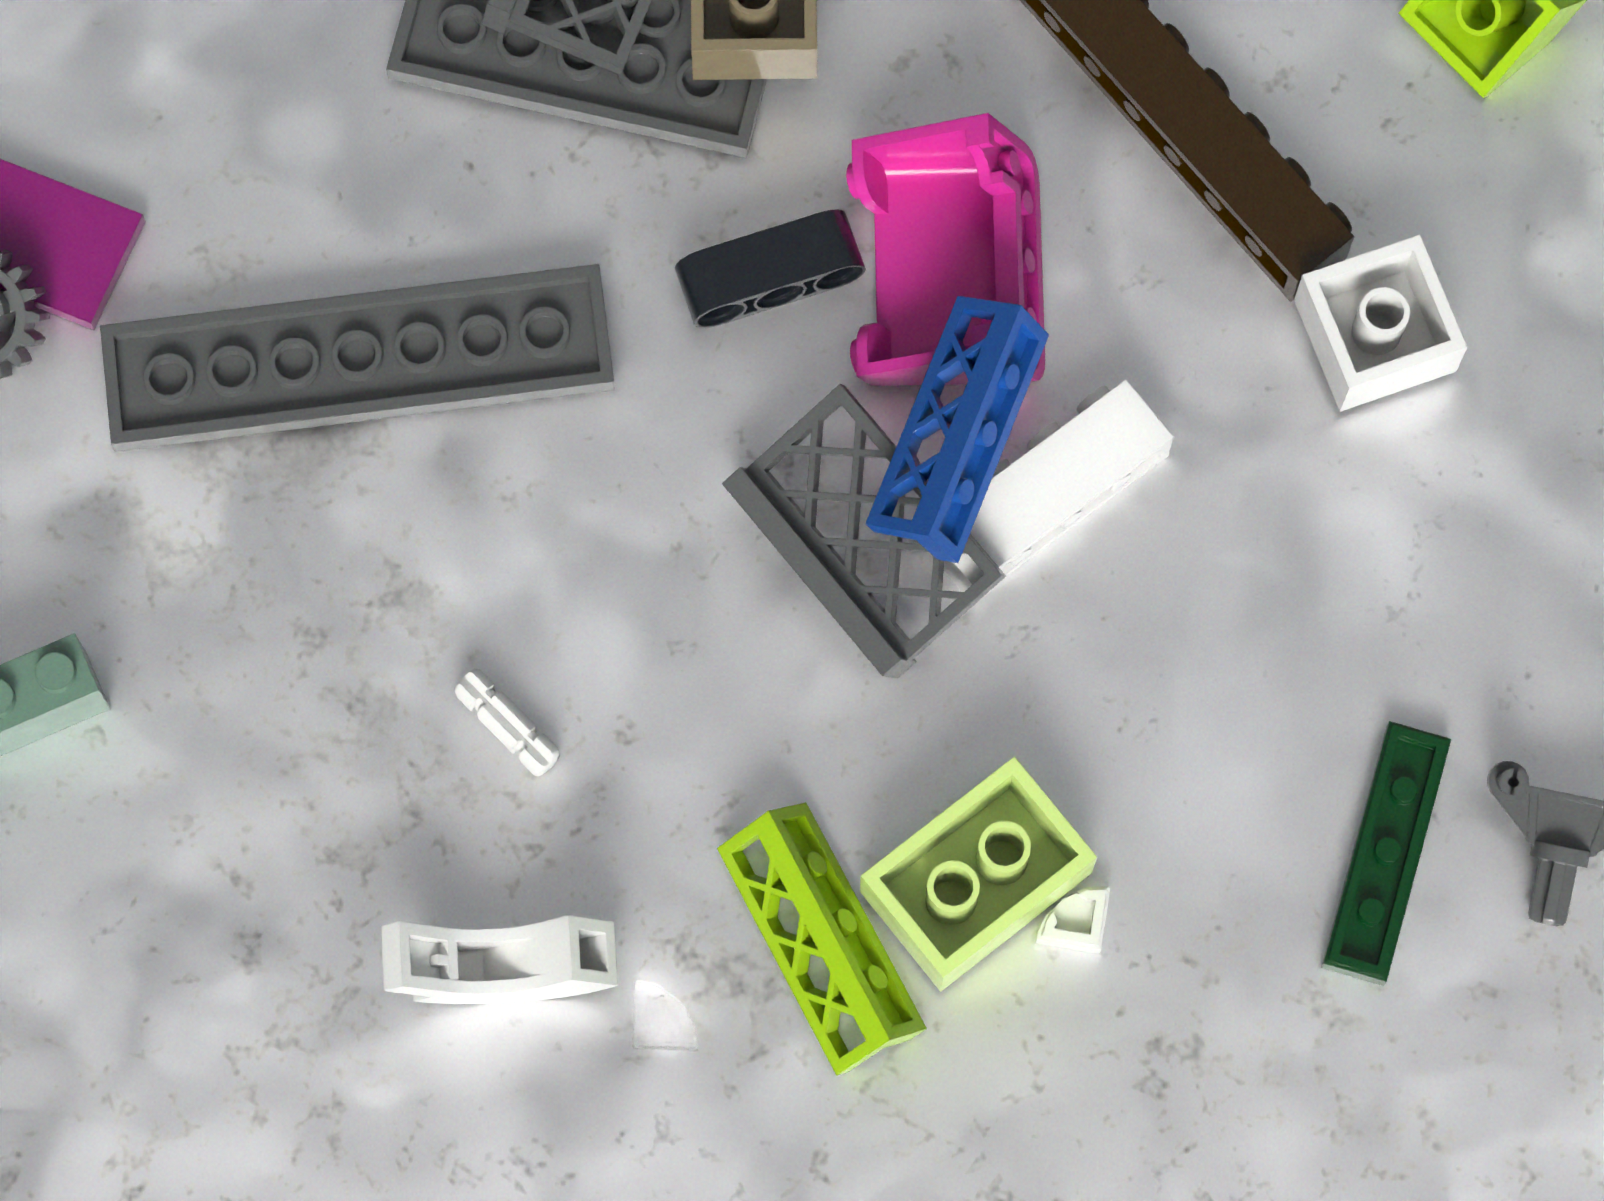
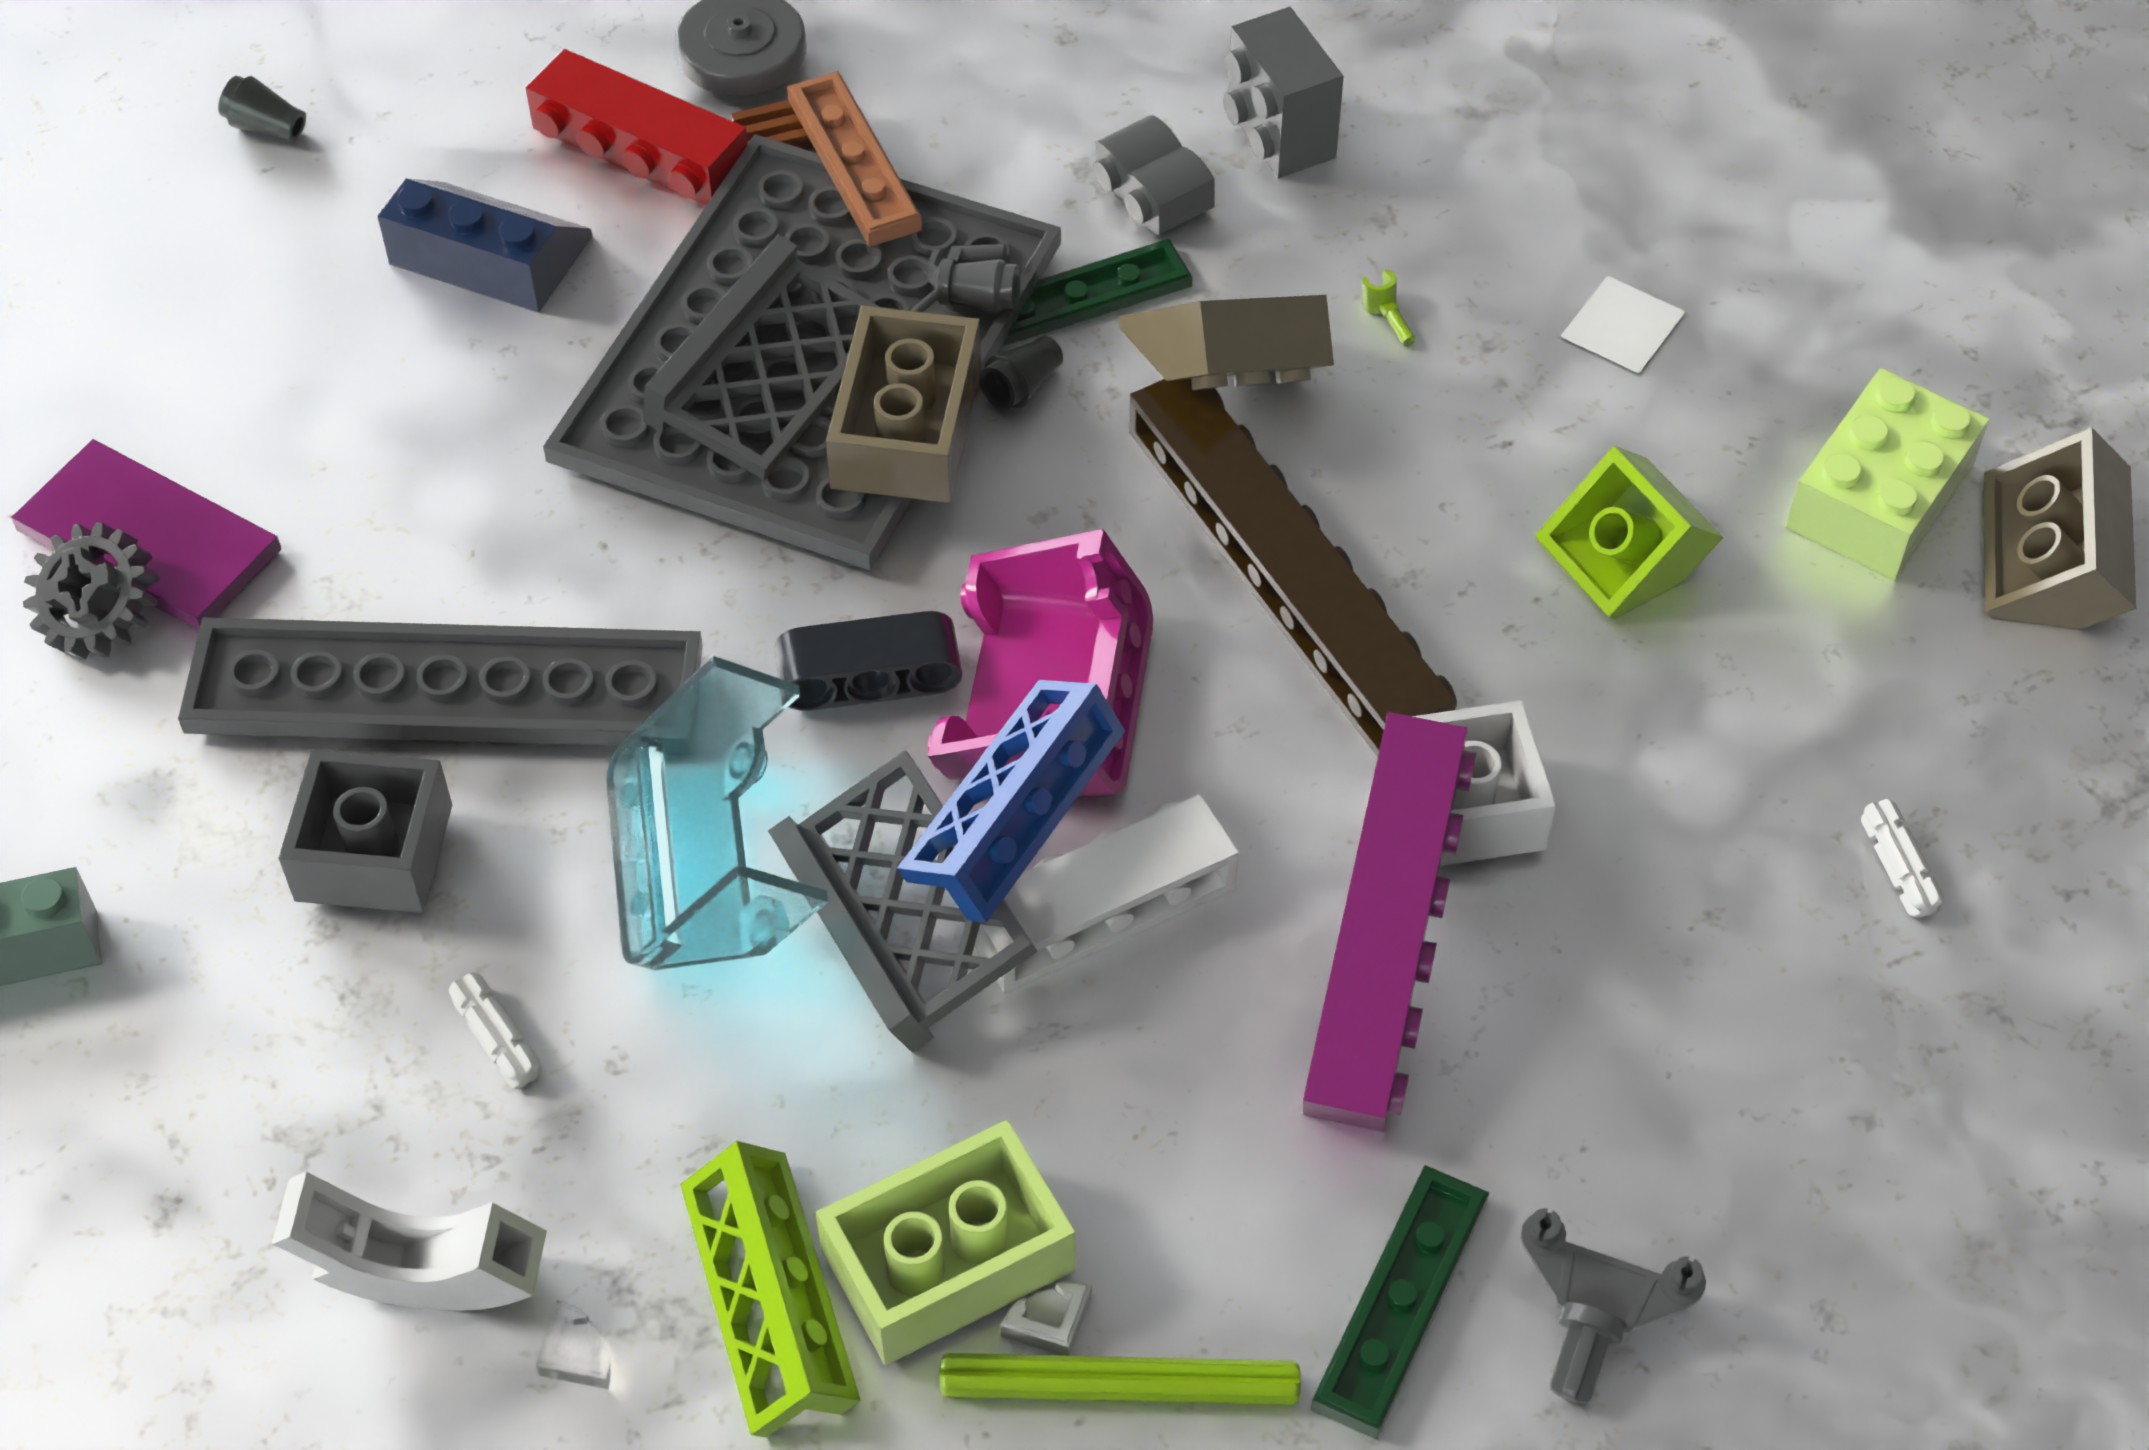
camera: 10 degrees right, 20 degrees down
(335, 541) = (366, 831): none -> dark grey brick
(633, 495) = (680, 827): none -> clear light blue windscreen
(1150, 970) = (1120, 1378): none -> lime axle
(1328, 494) = (1386, 921): none -> magenta brick

